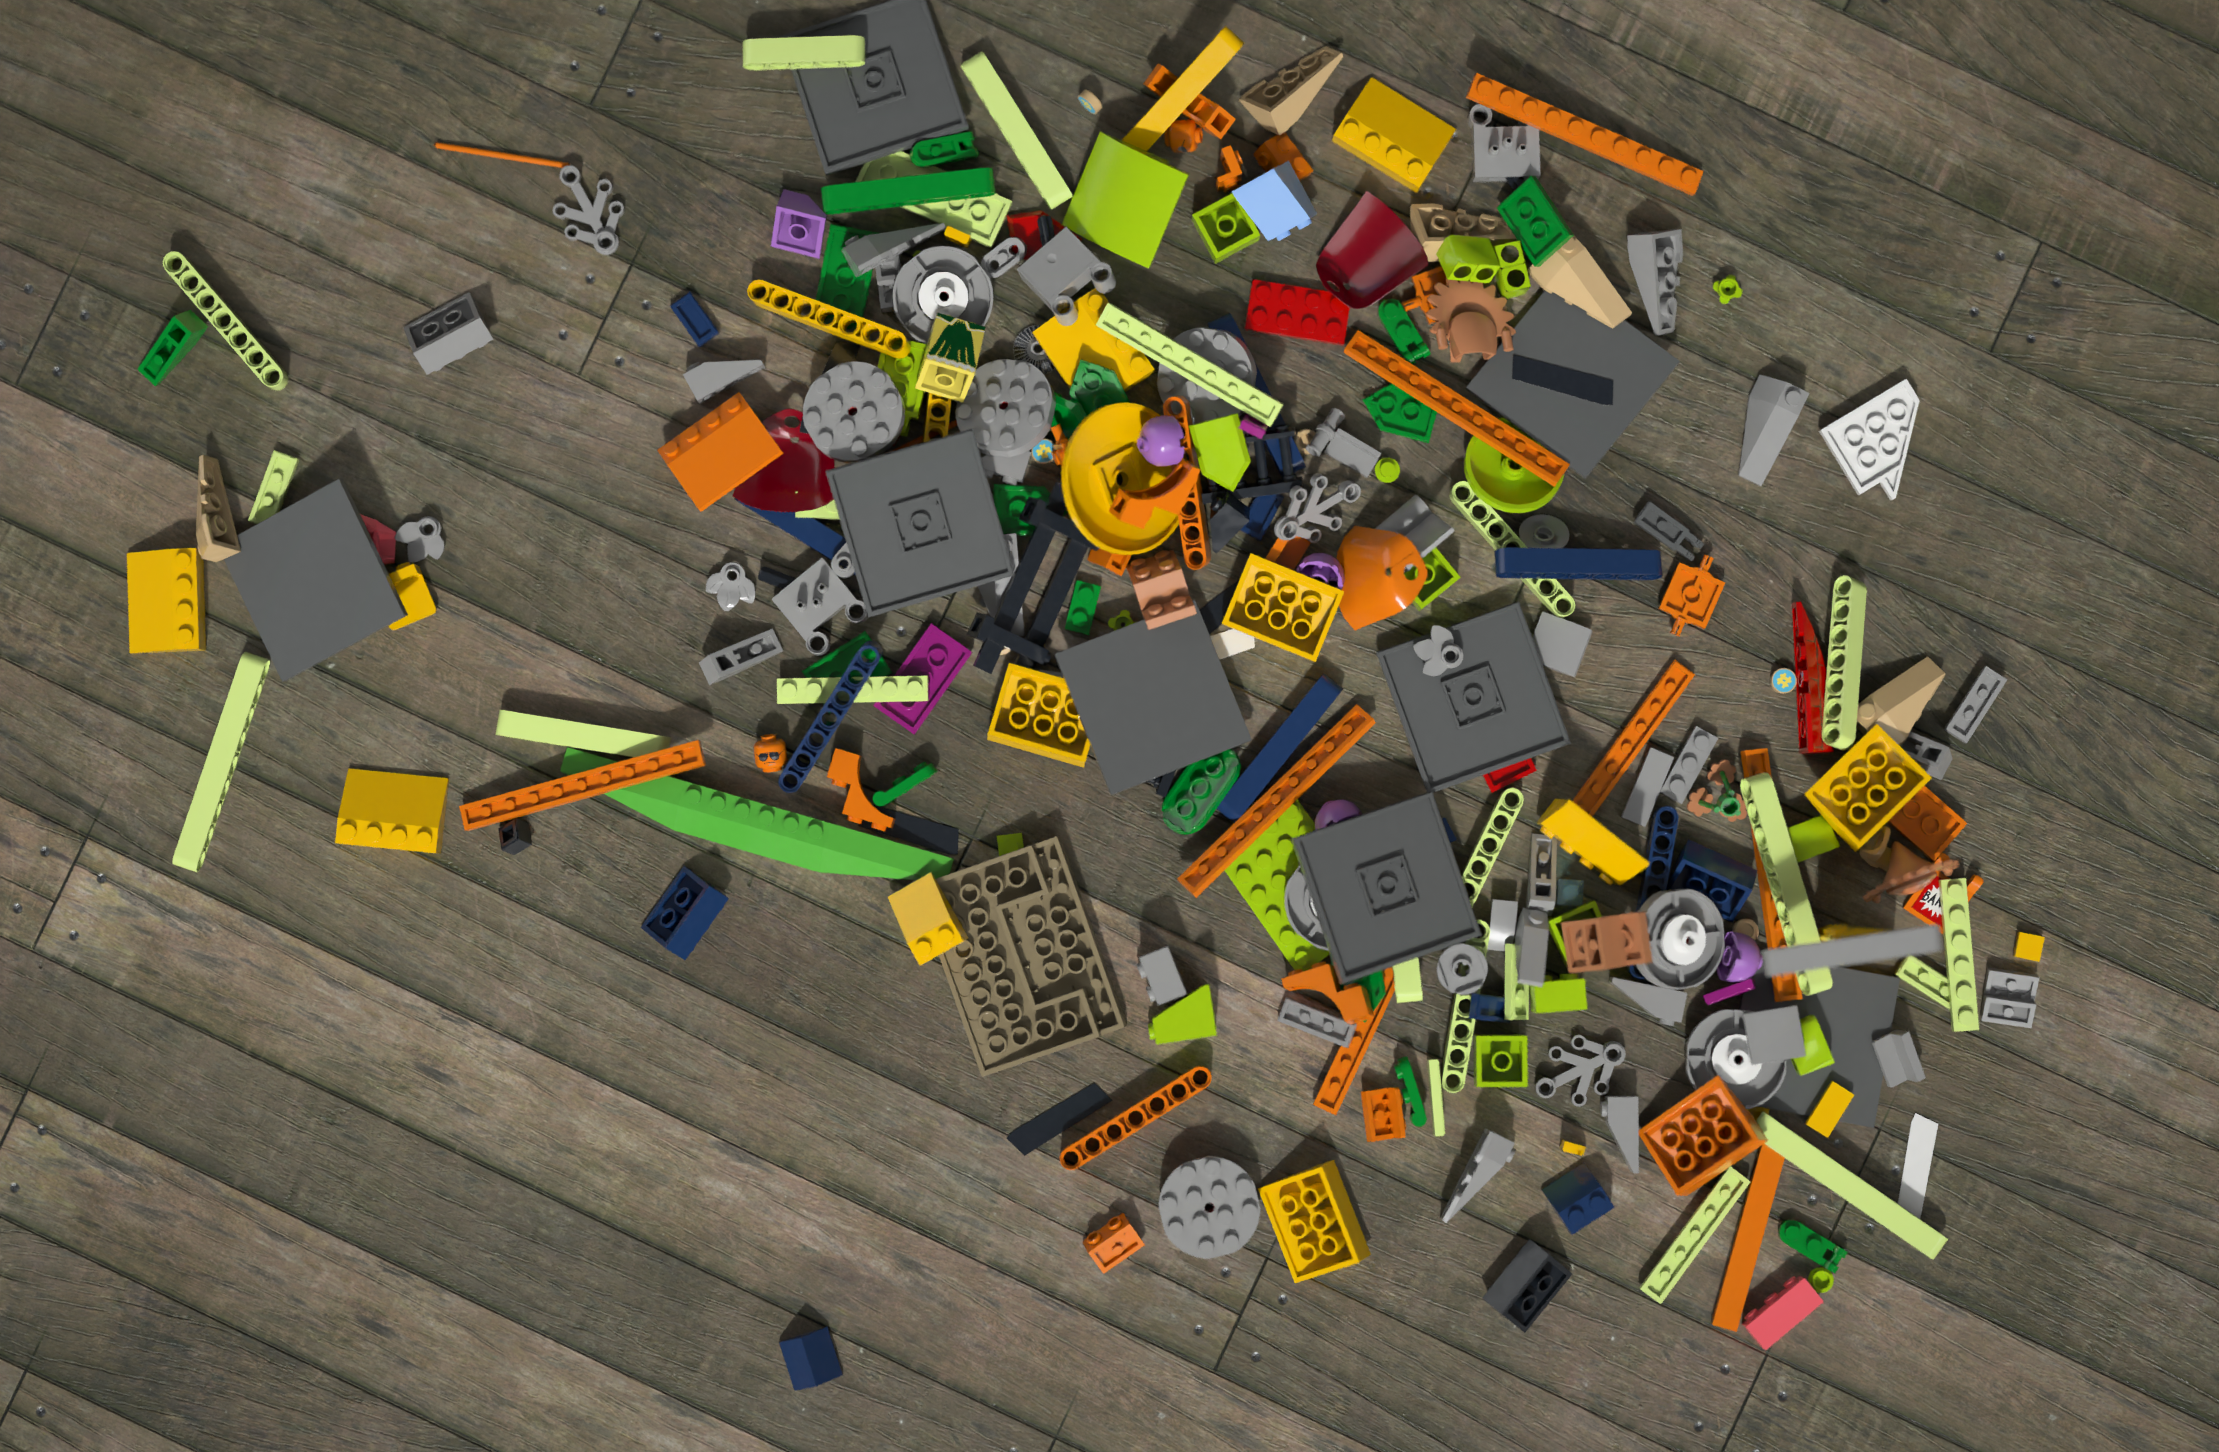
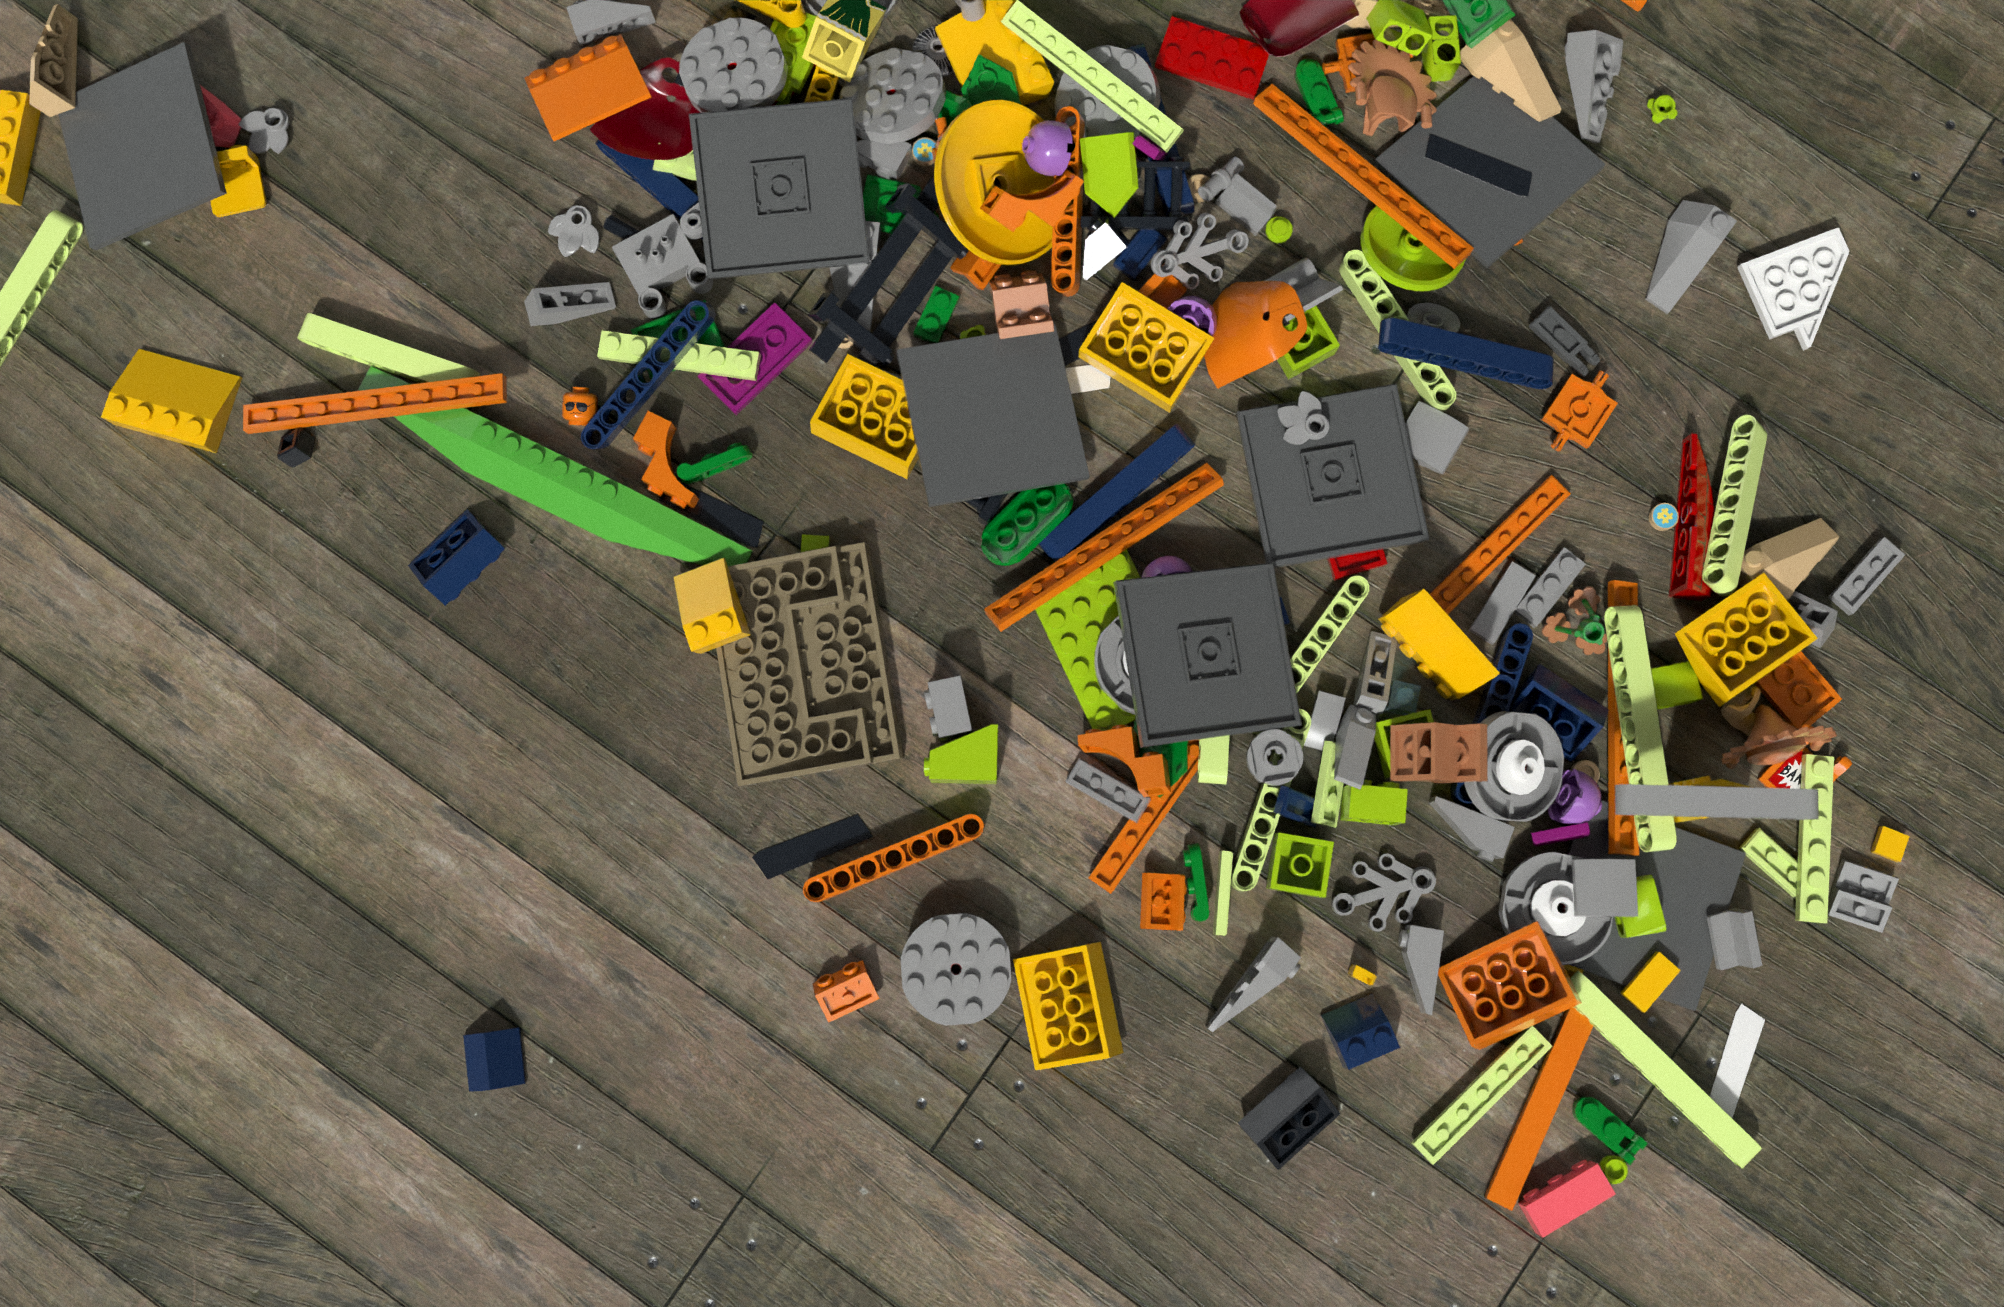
camera: 10 degrees right, 5 degrees down
(273, 487) = (130, 49): yellowish green tile -> none
(1401, 413) = (1303, 175): green tile -> none

